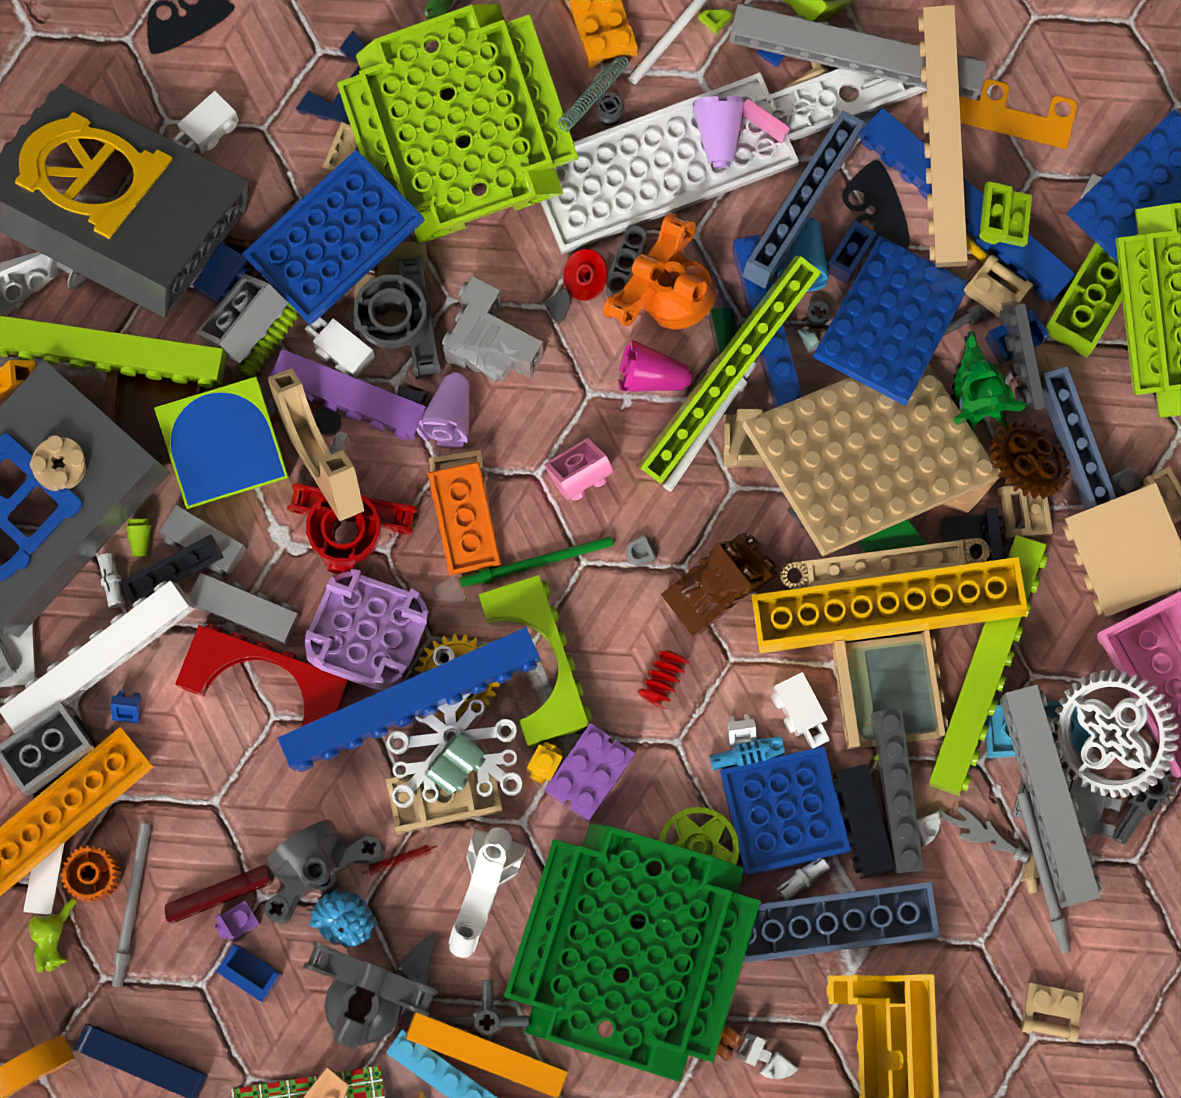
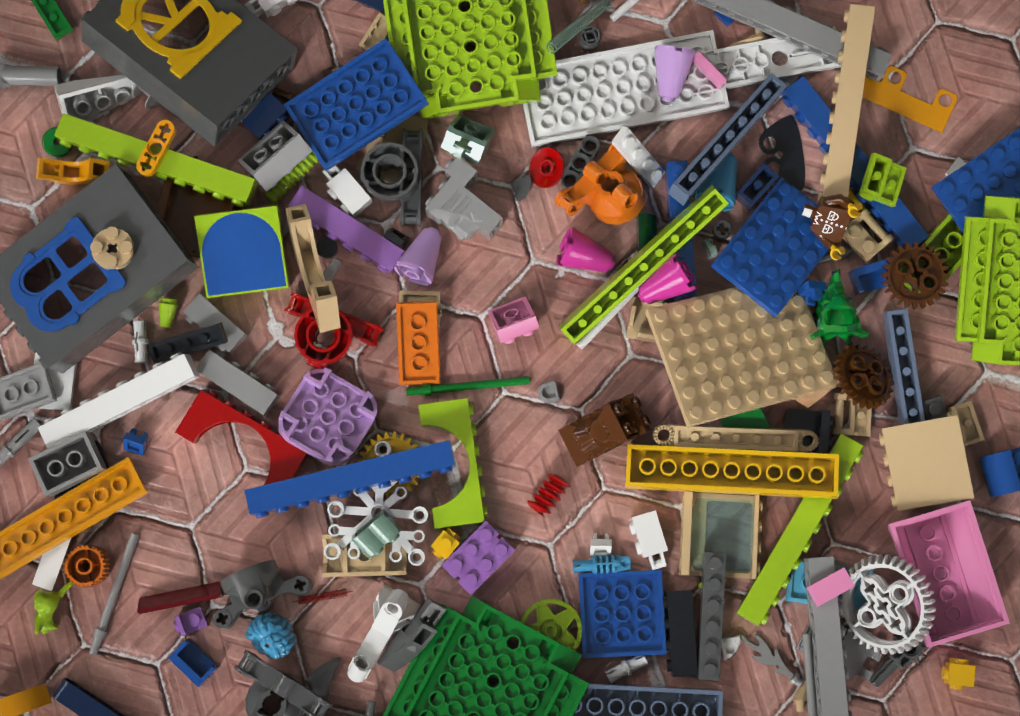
camera: 10 degrees right, 5 degrees up
(79, 348) = (159, 156): none -> light orange beam
(481, 256) = (468, 139): none -> sand green hinge
(526, 890) = (413, 640): none -> dark grey slope
(697, 239) = (638, 156): none -> white plate
(762, 384) = (667, 281): none -> dark pink cone
(945, 365) = (812, 291): none -> blue tile
(951, 273) = (831, 220): none -> reddish brown torso
(1023, 355) = (874, 298): dark grey plate -> none
(1040, 722) = (830, 586): none -> bright pink tile
(1090, 314) = (934, 272): none -> reddish brown gear

